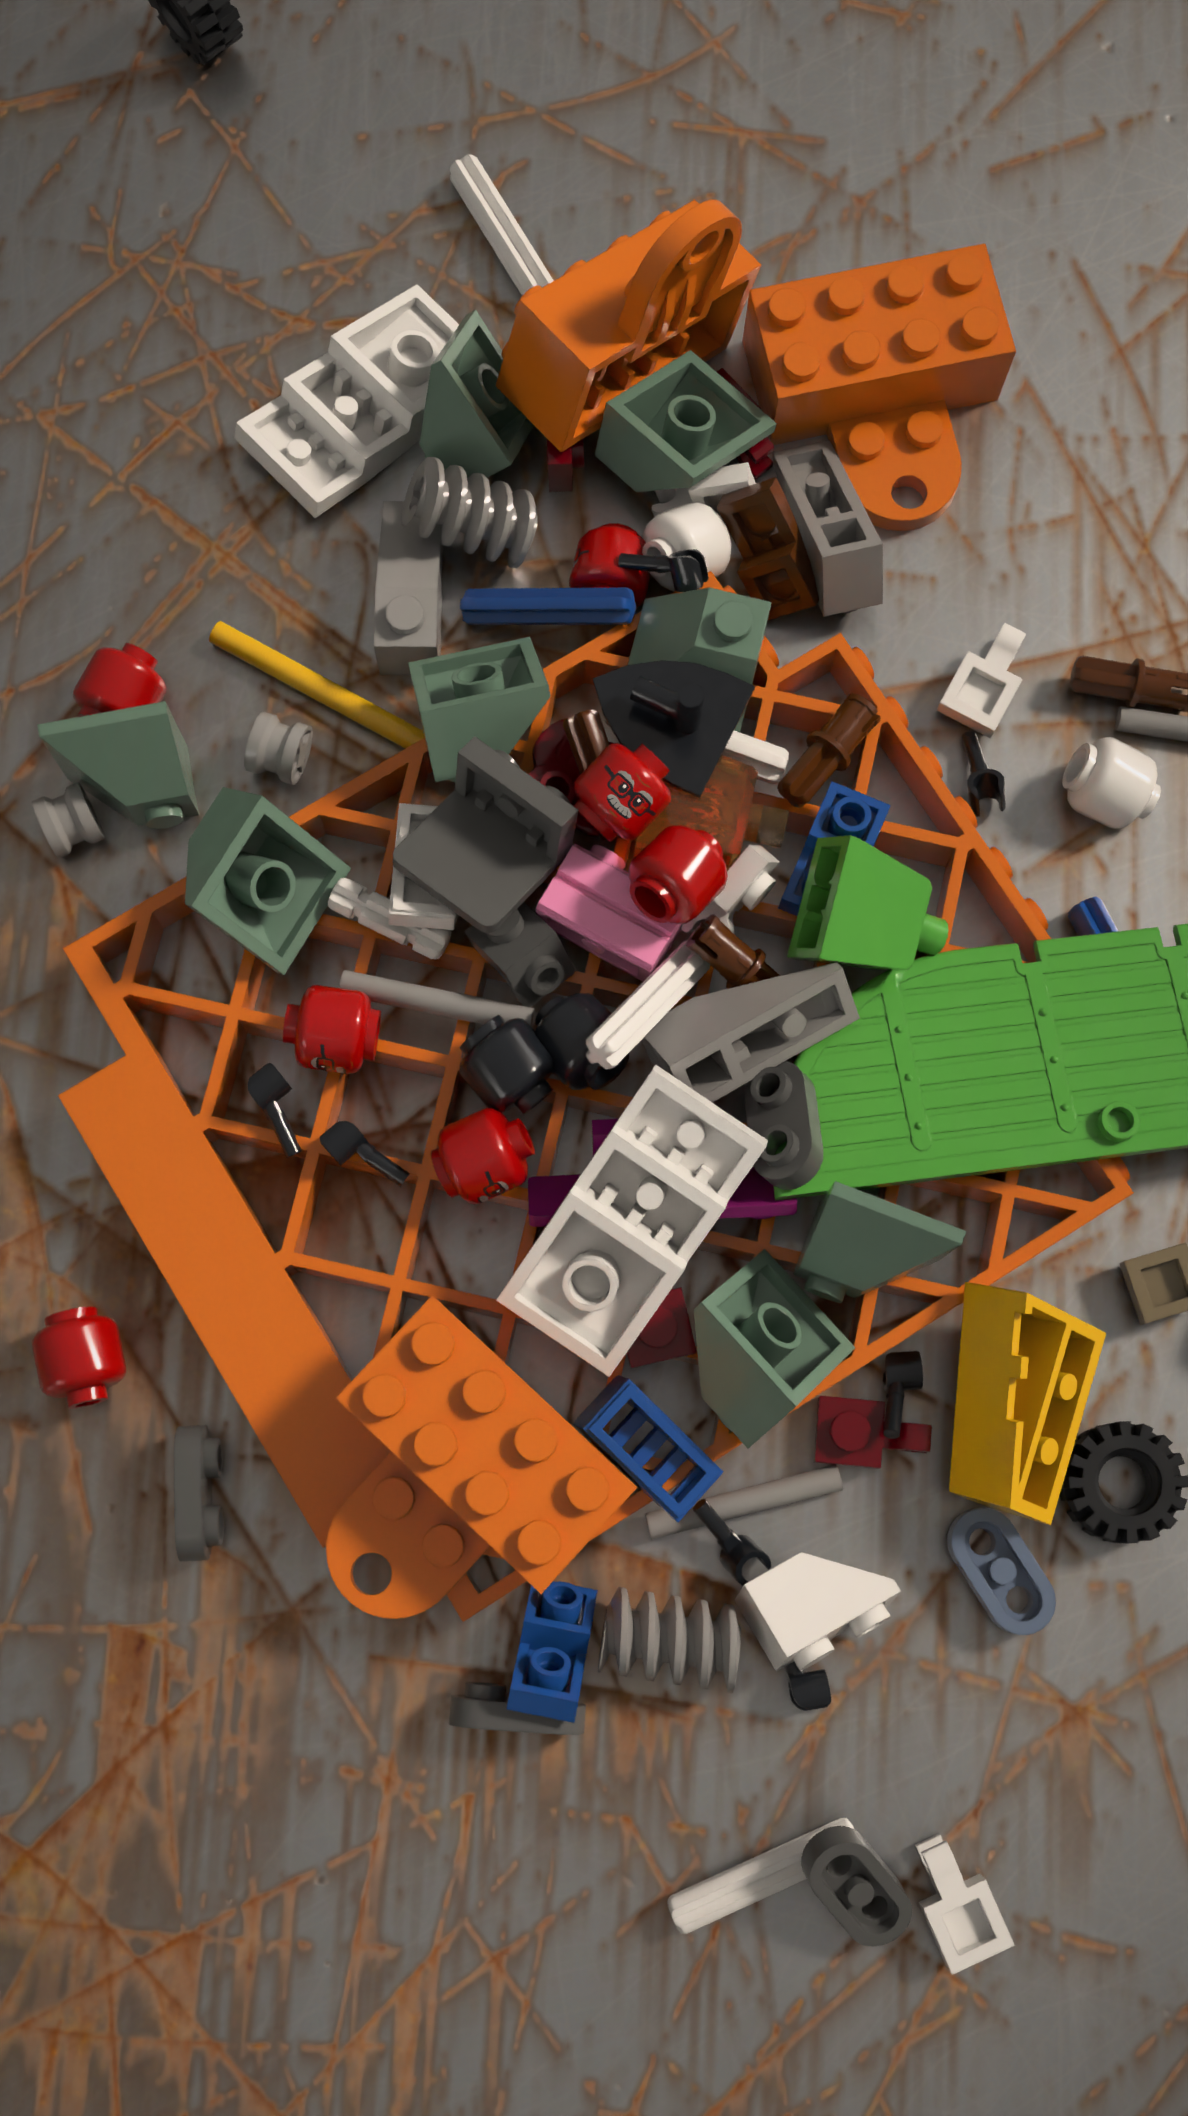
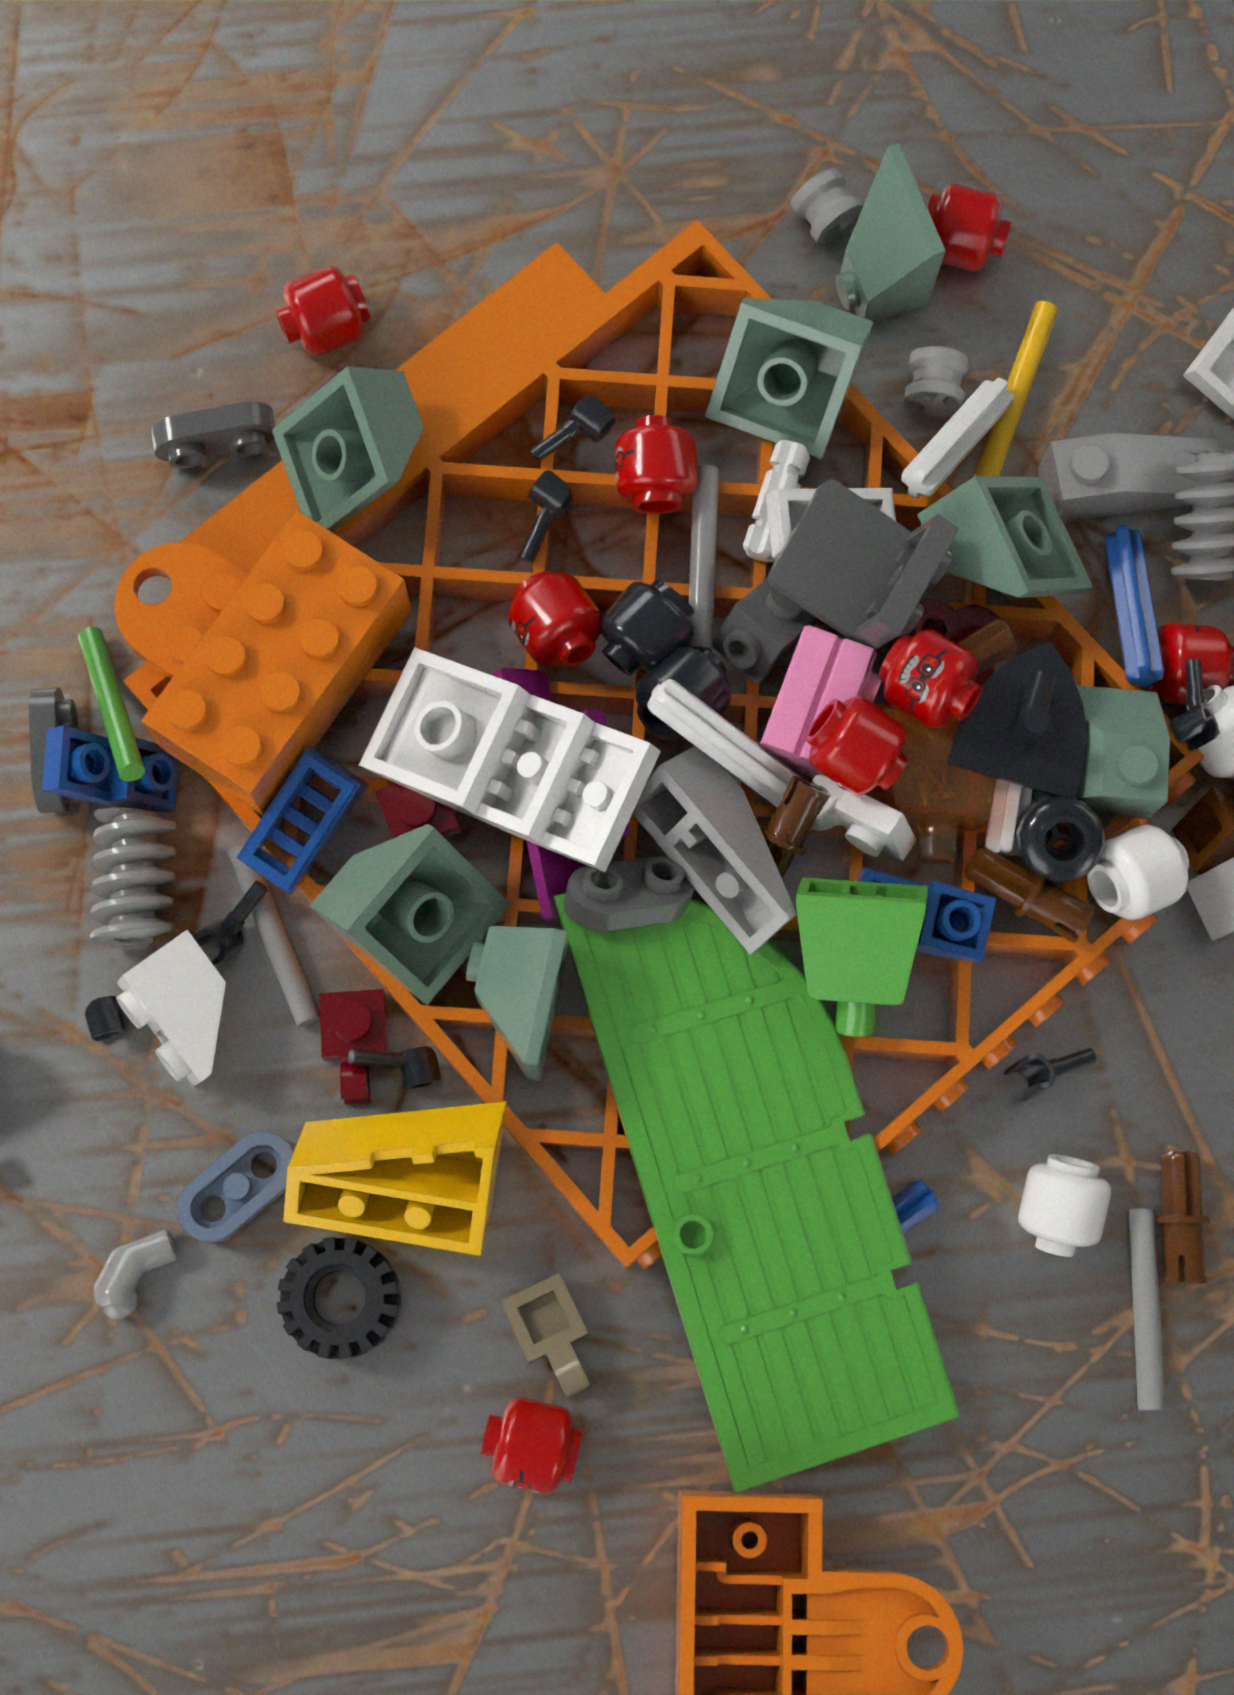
camera: 80 degrees right, 0 degrees up
(259, 1340) = (349, 443): none -> sand green slope
(351, 735) = (957, 438): none -> white axle
(482, 1639) = (111, 704): none -> bright green bar
(786, 709) = (1082, 842): none -> black head
(824, 647) = (1139, 873): none -> white head
(984, 686) = (1143, 1058): white plate -> none
(1068, 1699) = (124, 1268): none -> light grey arm

